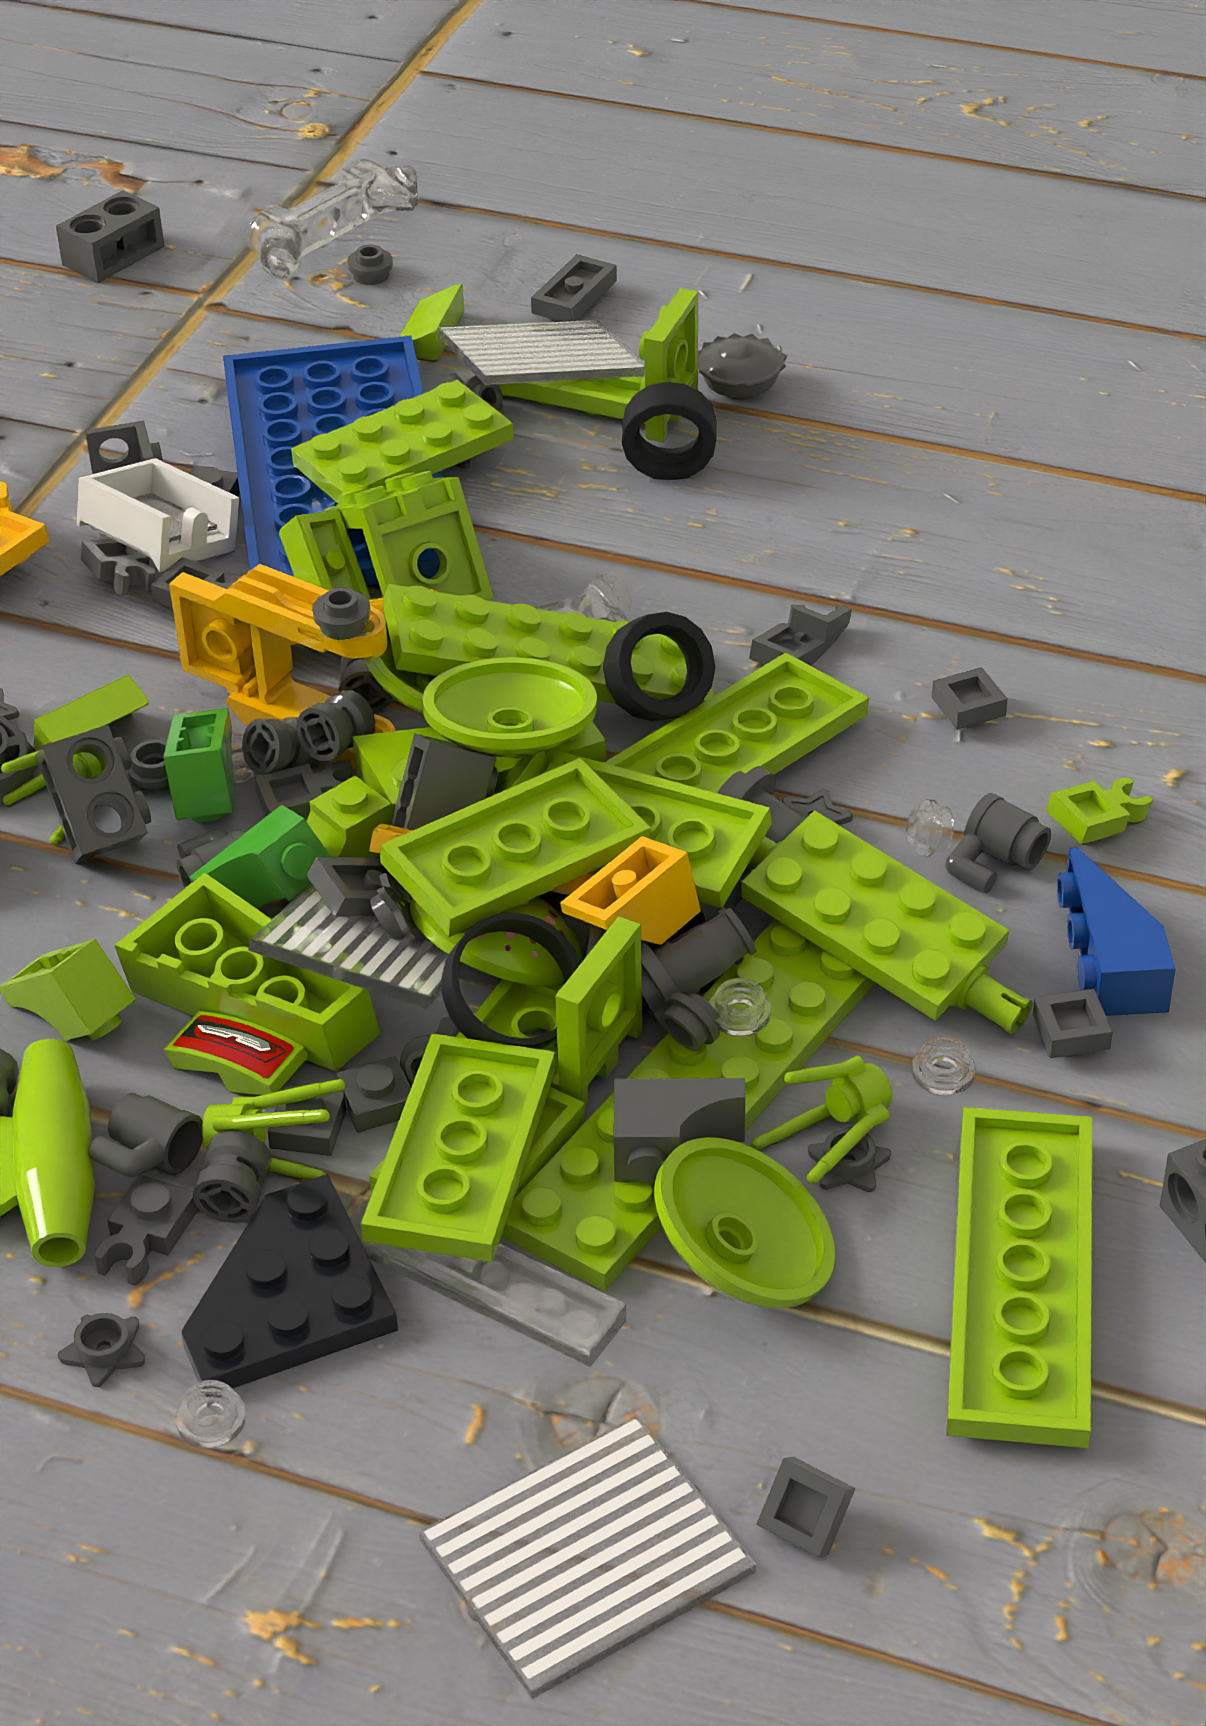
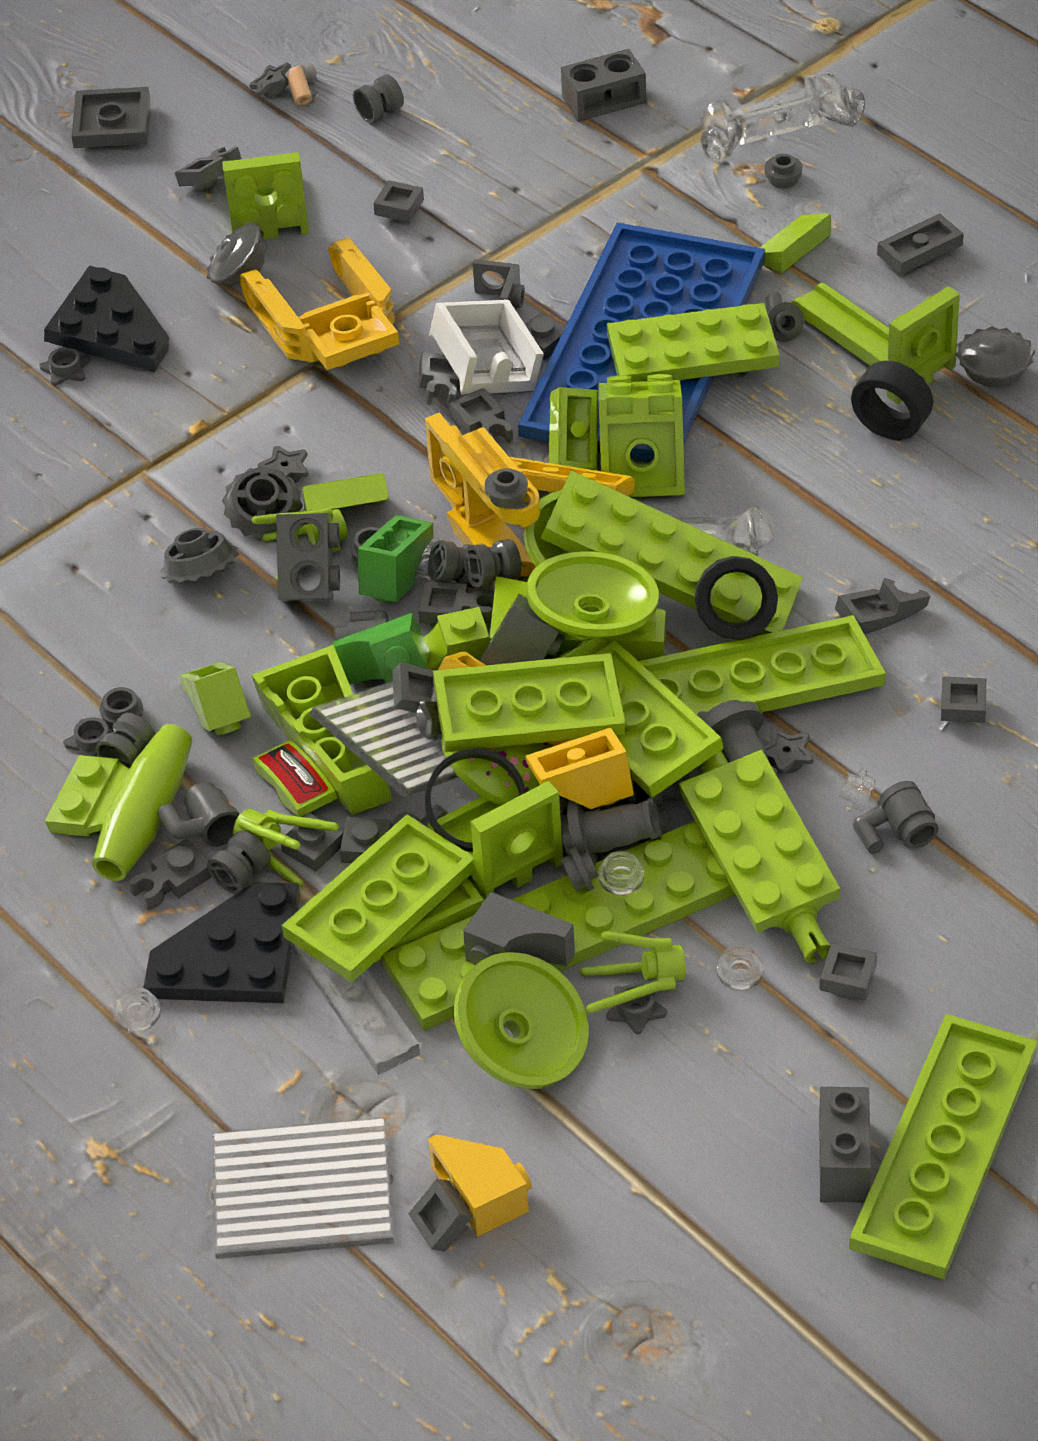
camera: 30 degrees right, 5 degrees up
(98, 1331) = (105, 931): dark grey plate -> none
(542, 352) = (845, 293): clear piece -> none
(826, 1428) = (484, 1180): none -> yellow slope
(1022, 1279) = (684, 1127): lime plate -> none
(1096, 813) = (986, 823): lime plate -> none
(1118, 941) = (919, 934): blue slope -> none

